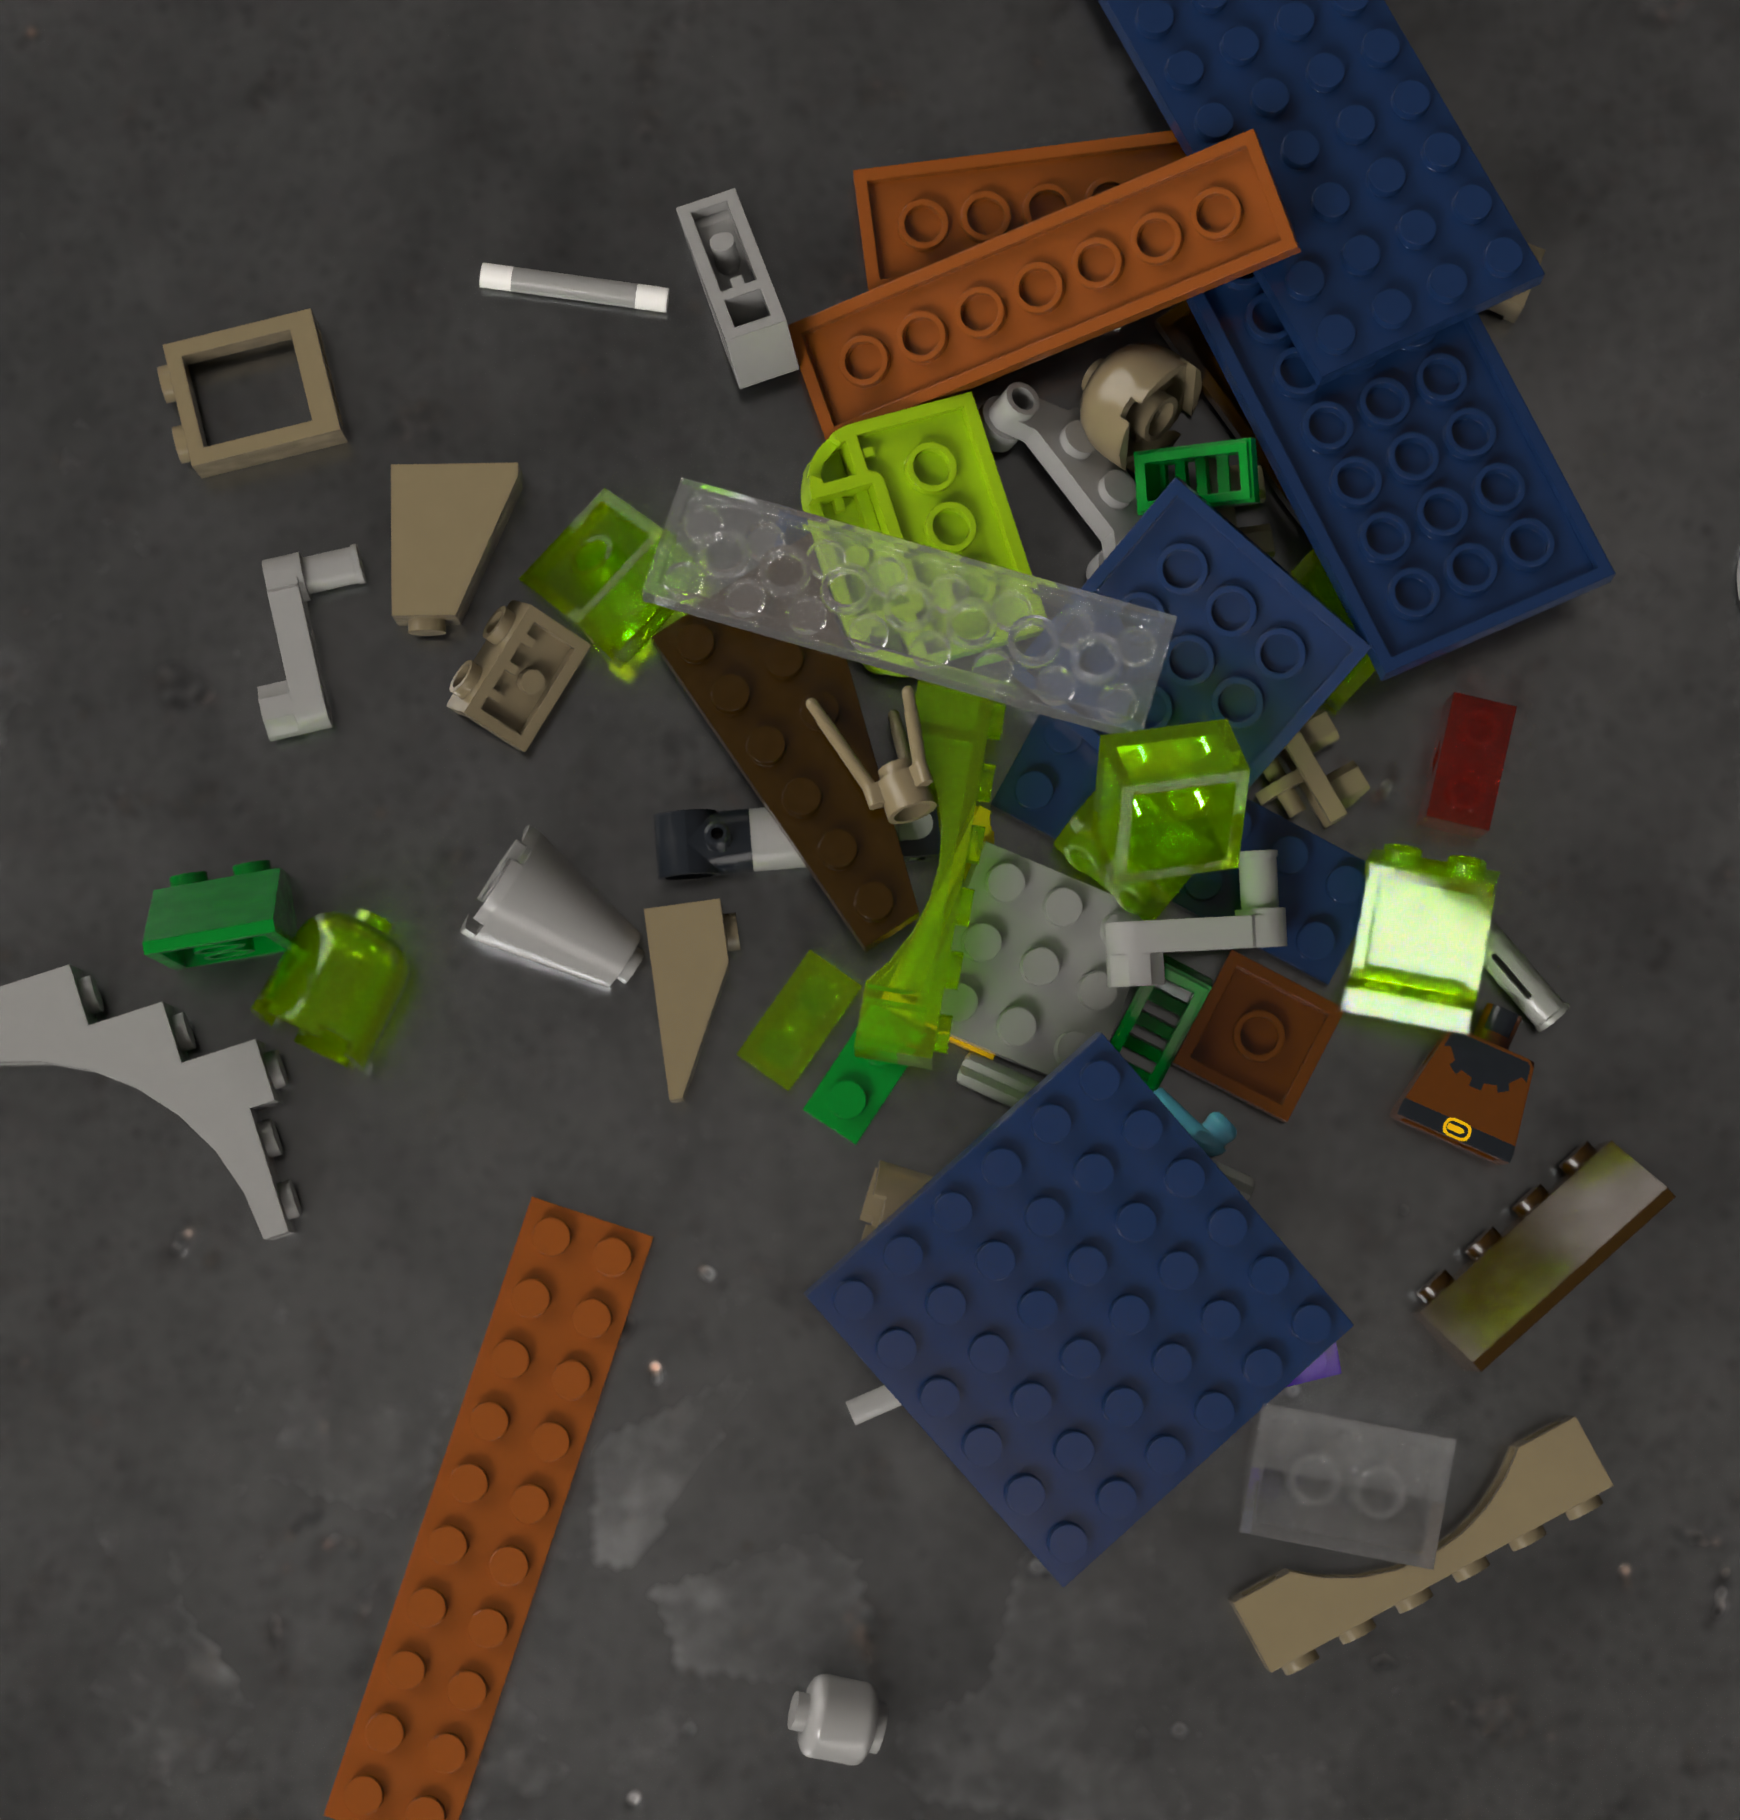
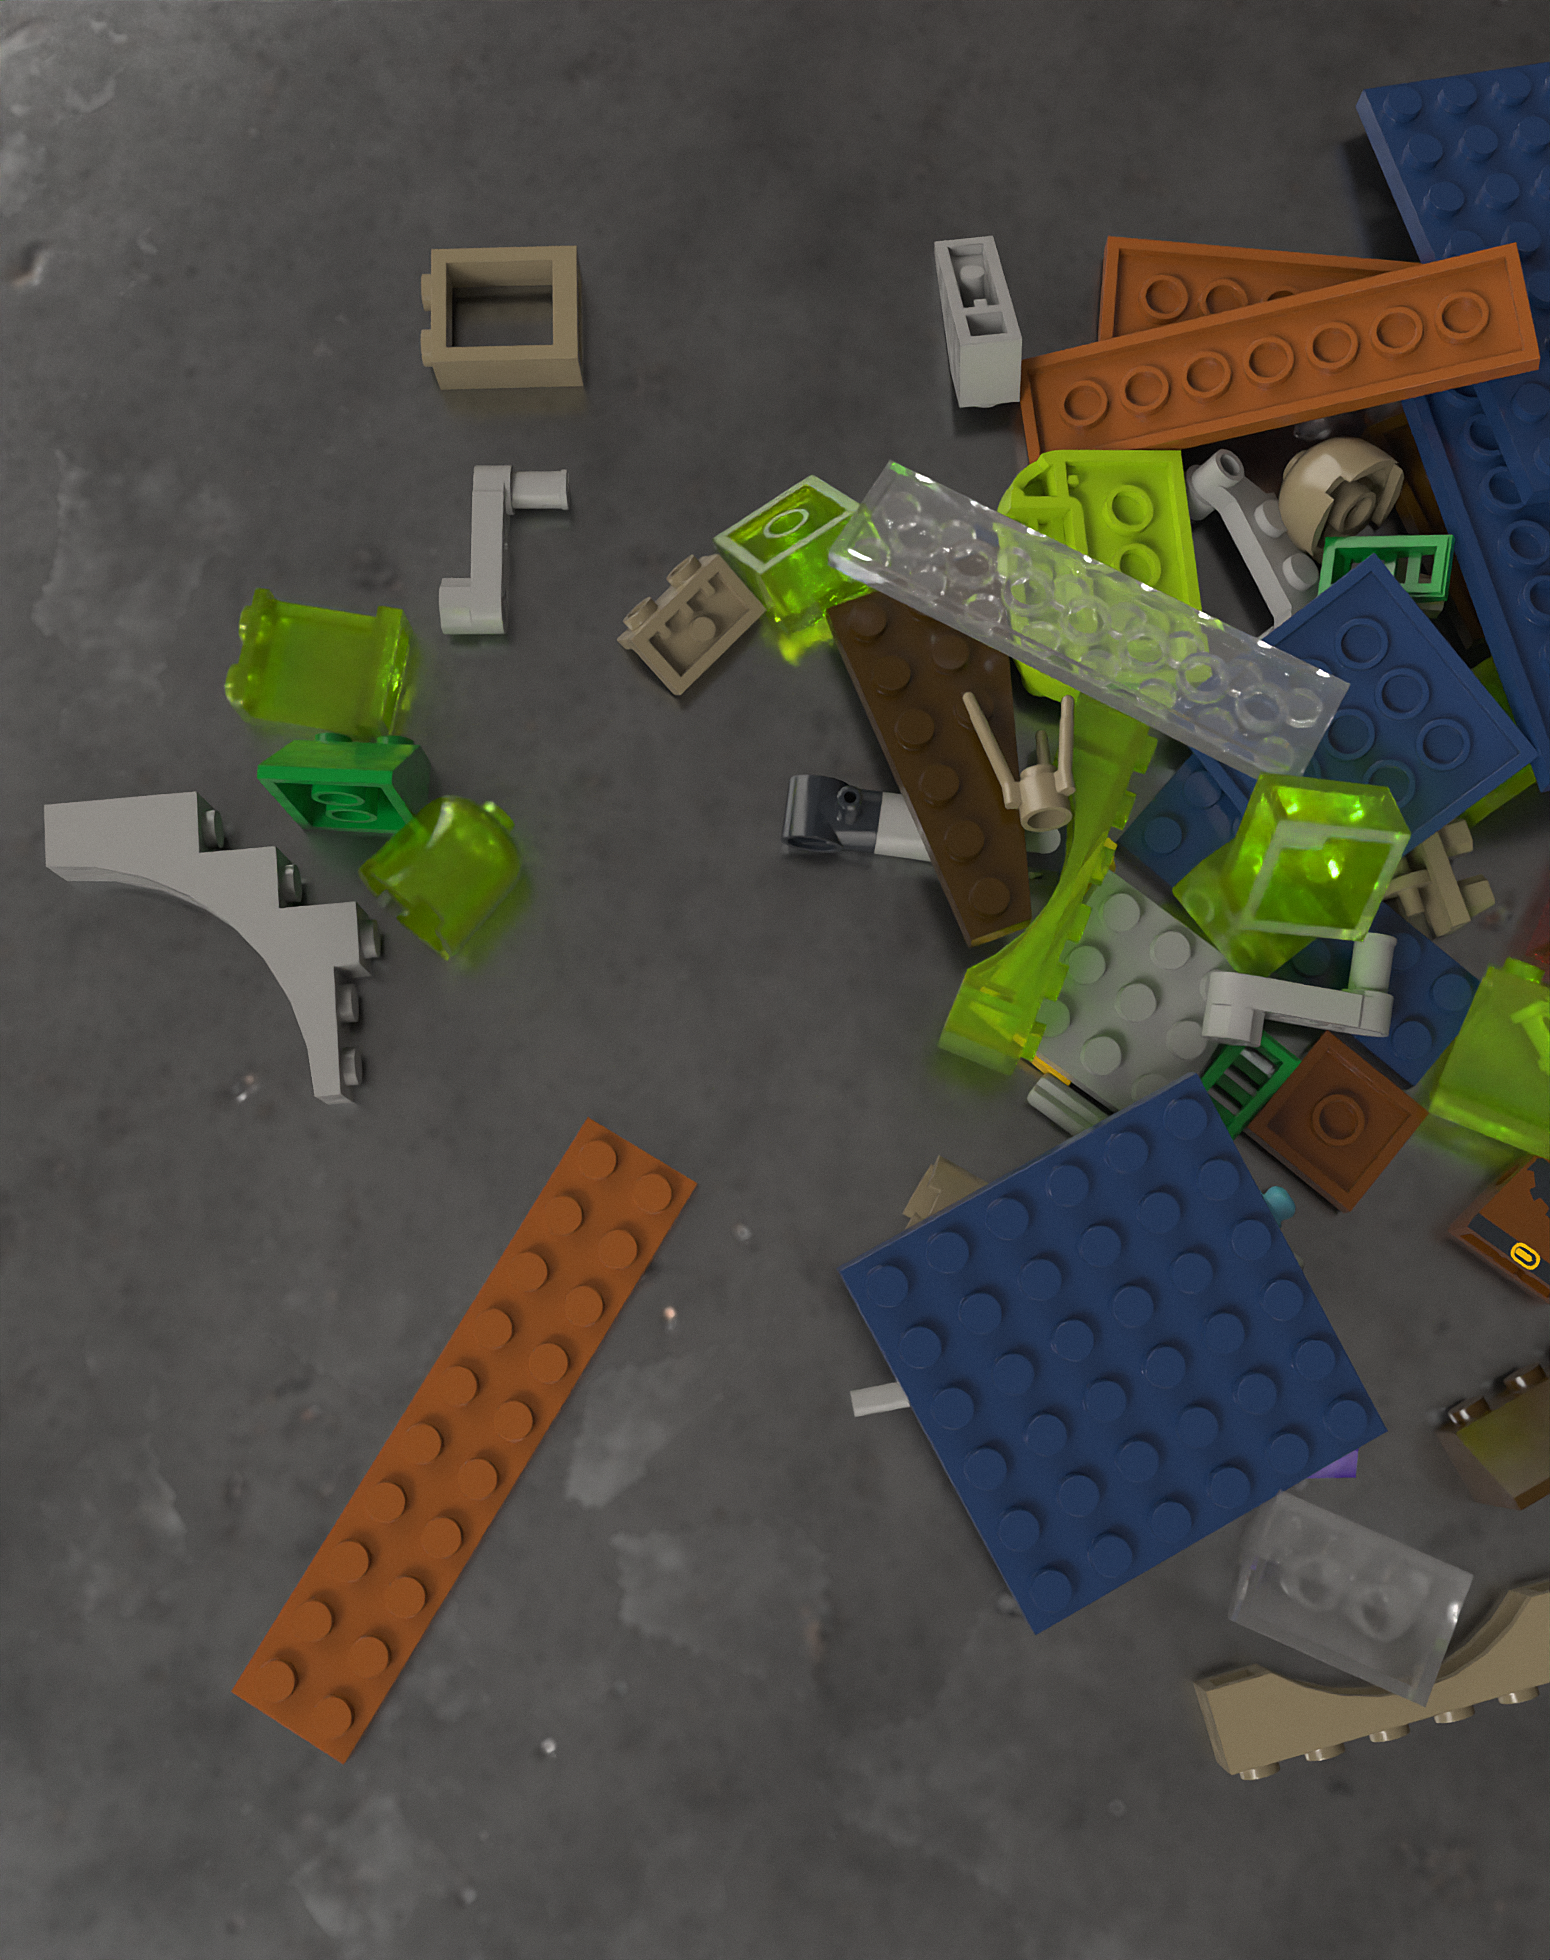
camera: 15 degrees right, 5 degrees down
(155, 805) = (319, 668): none -> clear neon green panel
(444, 537) = (653, 481): dark tan slope -> none
(553, 915) = (672, 851): light grey cone -> none
(574, 287) = (824, 291): light grey bar -> none
(689, 972) = (790, 936): dark tan slope -> none
(799, 1020) = (886, 1005): clear neon green plate -> none
(838, 1719) = (773, 1716): light grey head -> none
(853, 1092) = (926, 1085): green plate -> none

